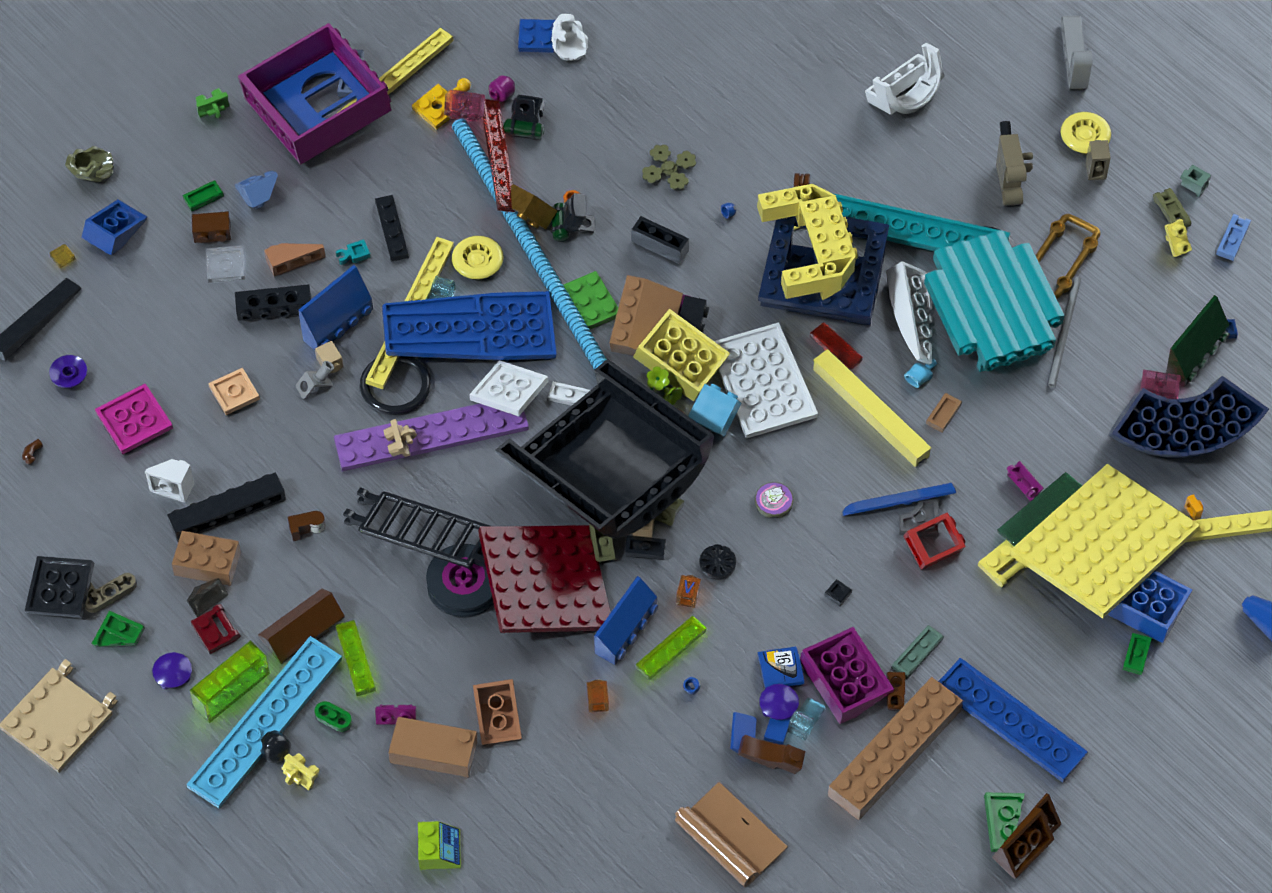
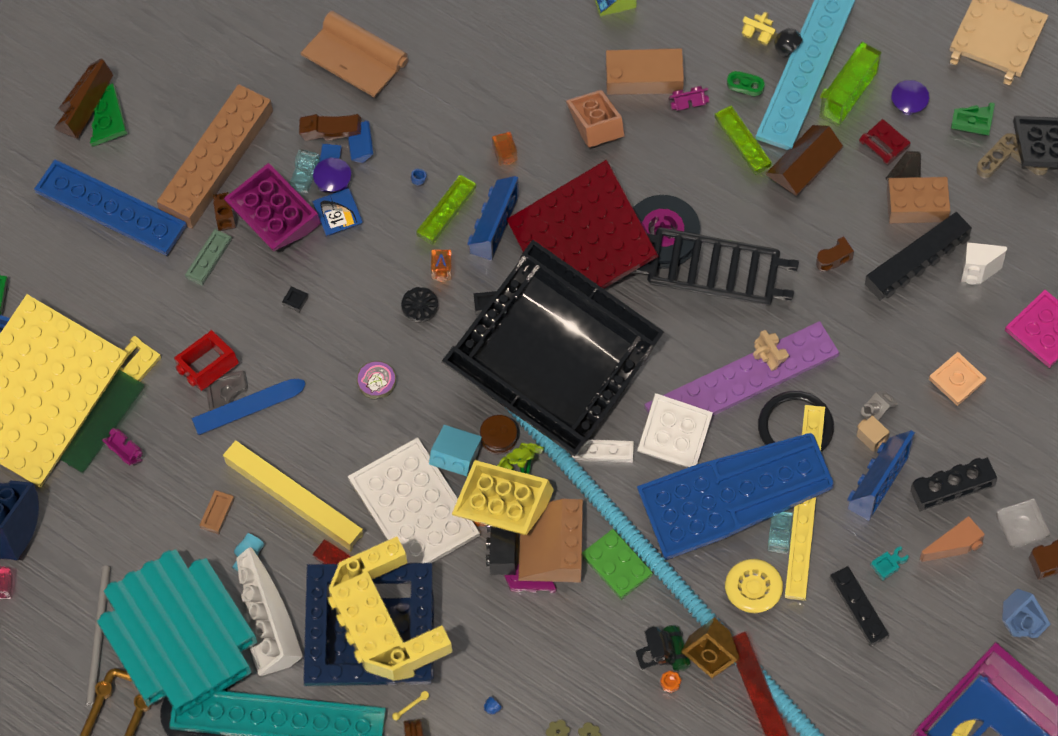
camera: 170 degrees right, 5 degrees up
(660, 240) = (558, 641): black brick -> none

